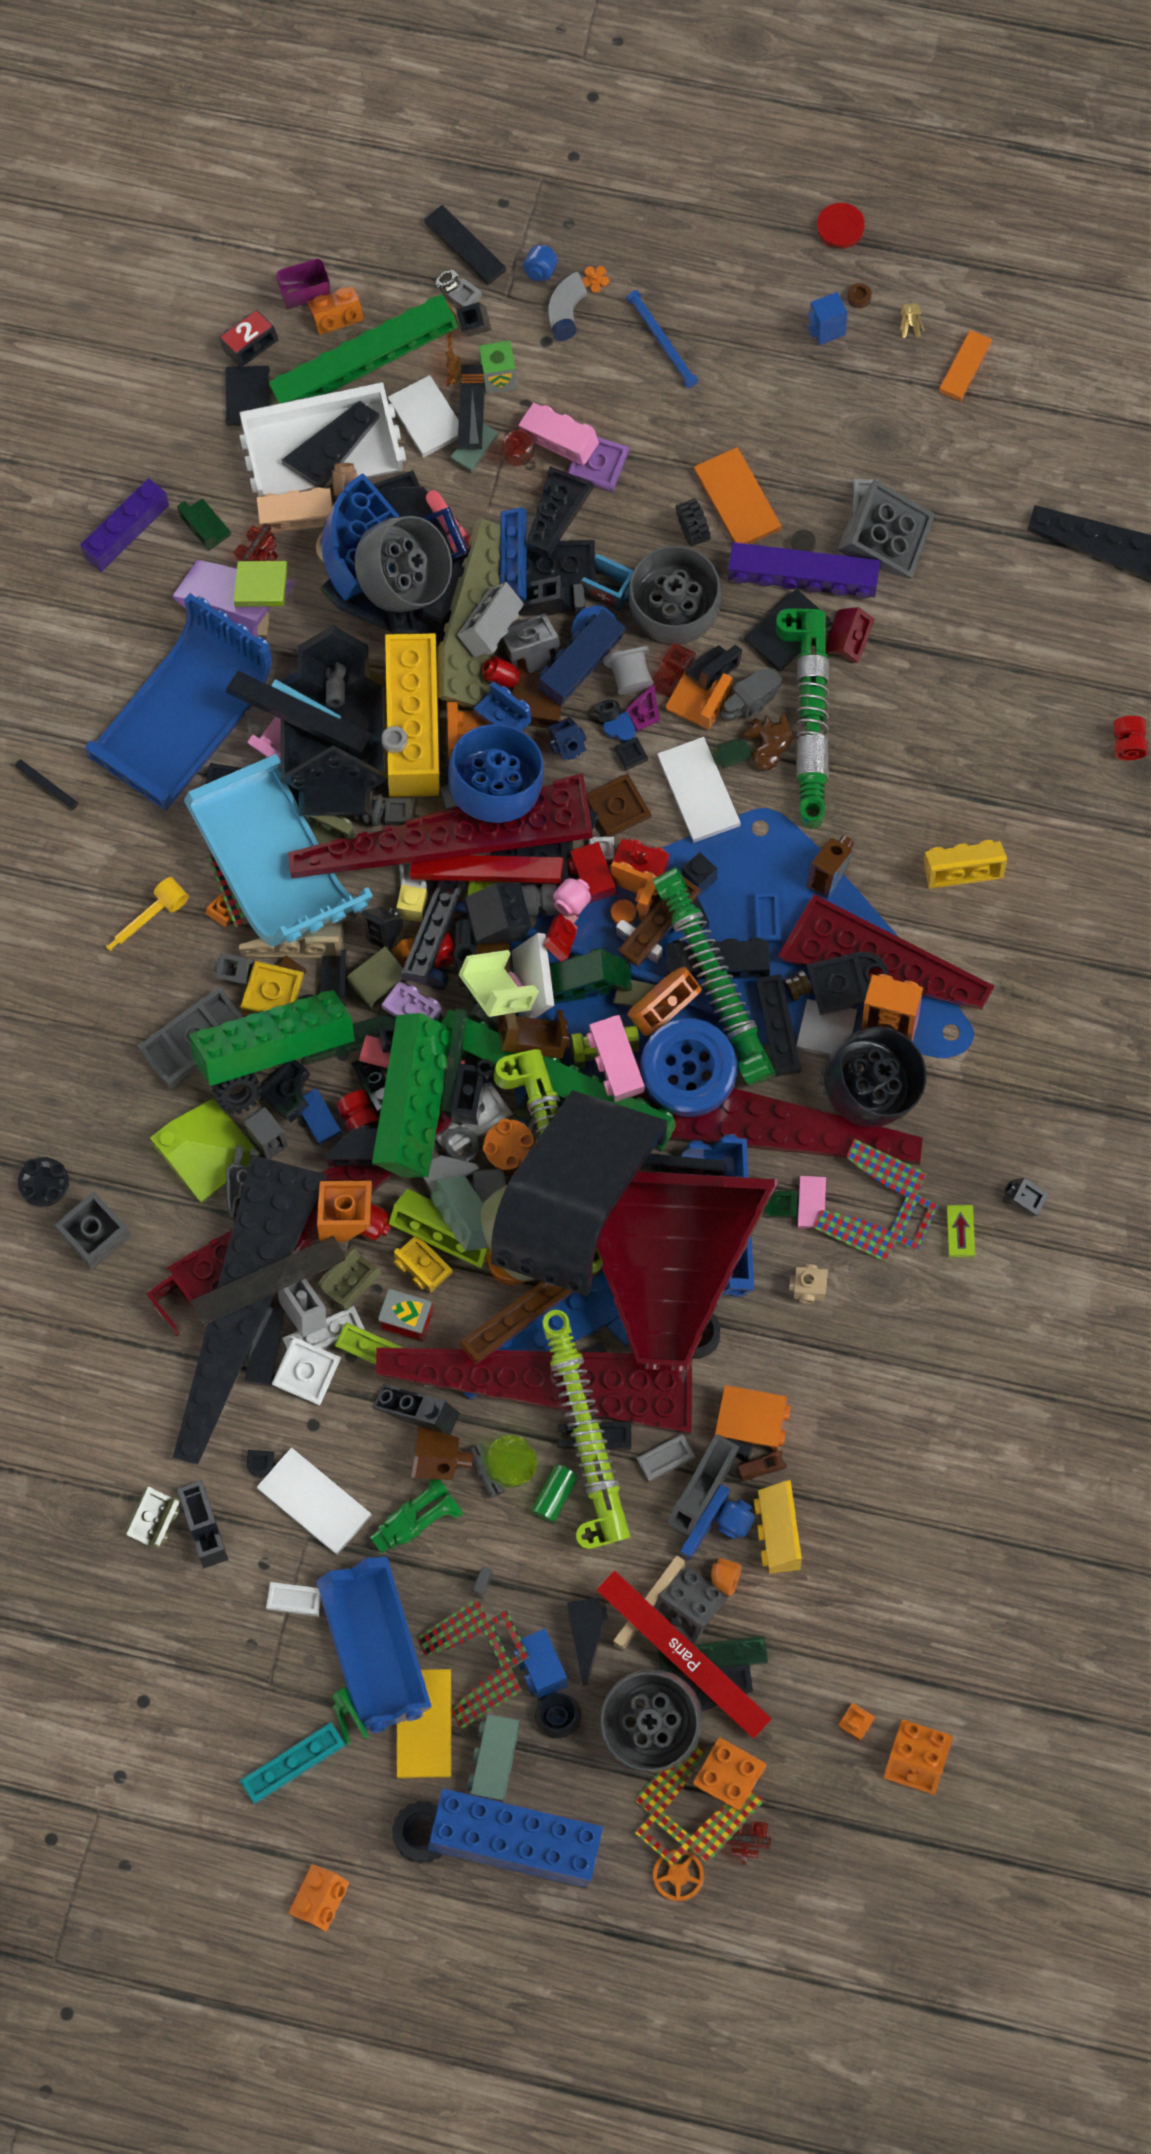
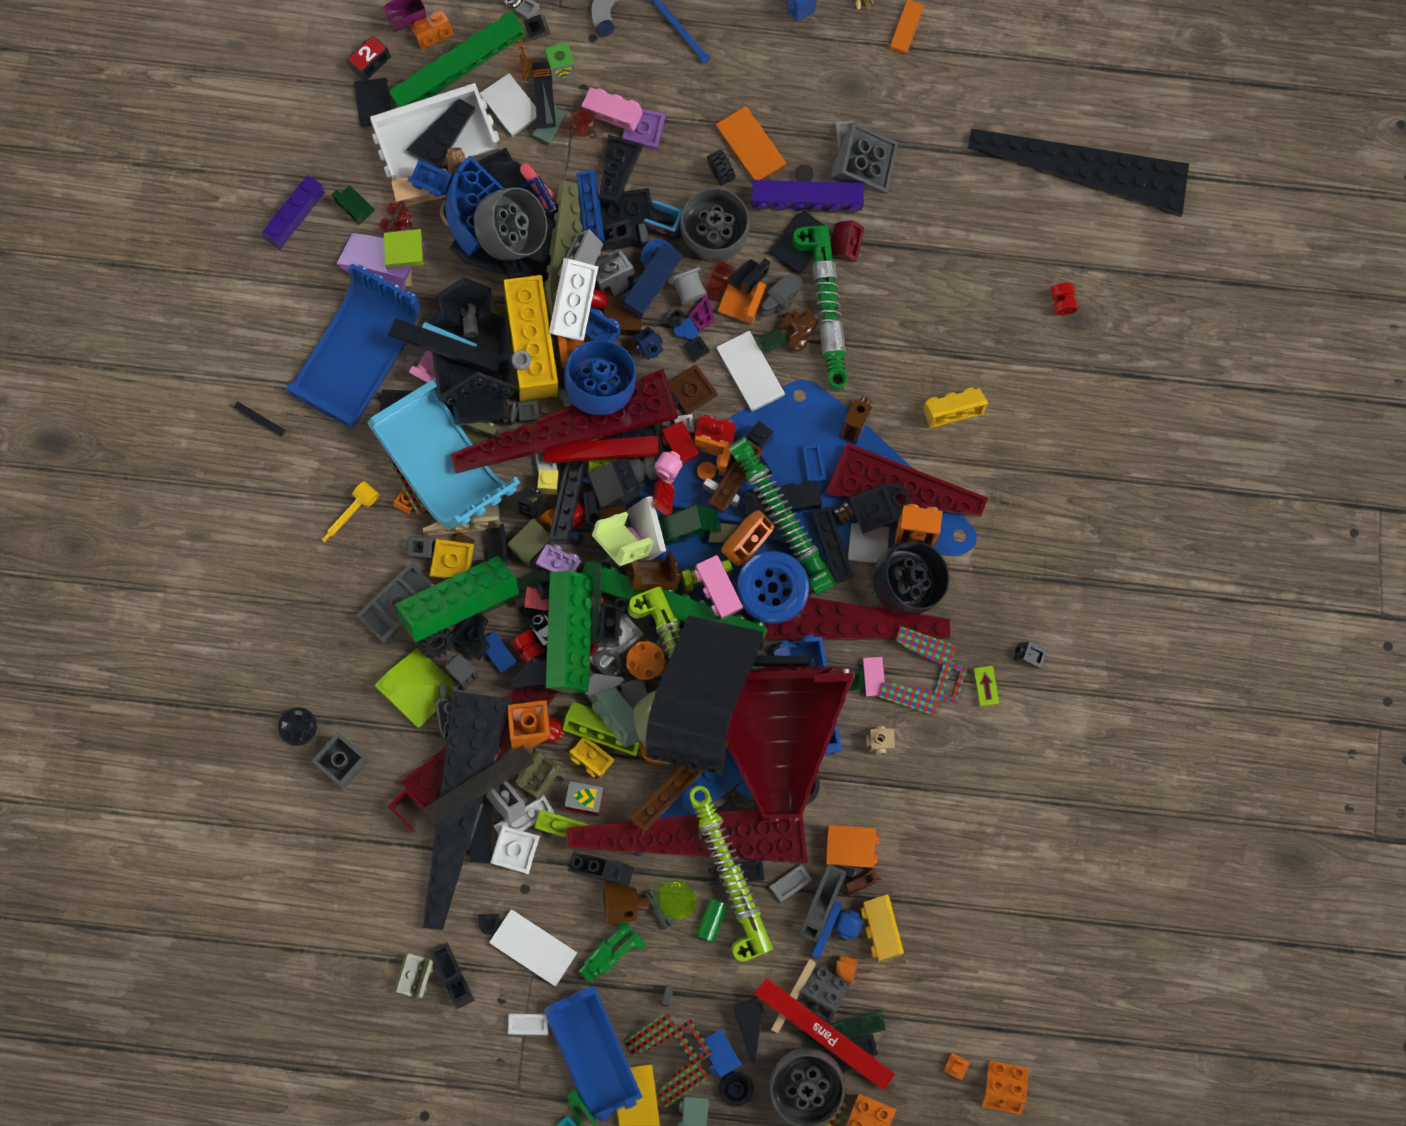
camera: 15 degrees left, 5 degrees up
(308, 497) = (430, 178): none -> blue bracket
(473, 669) = (573, 299): none -> white tile

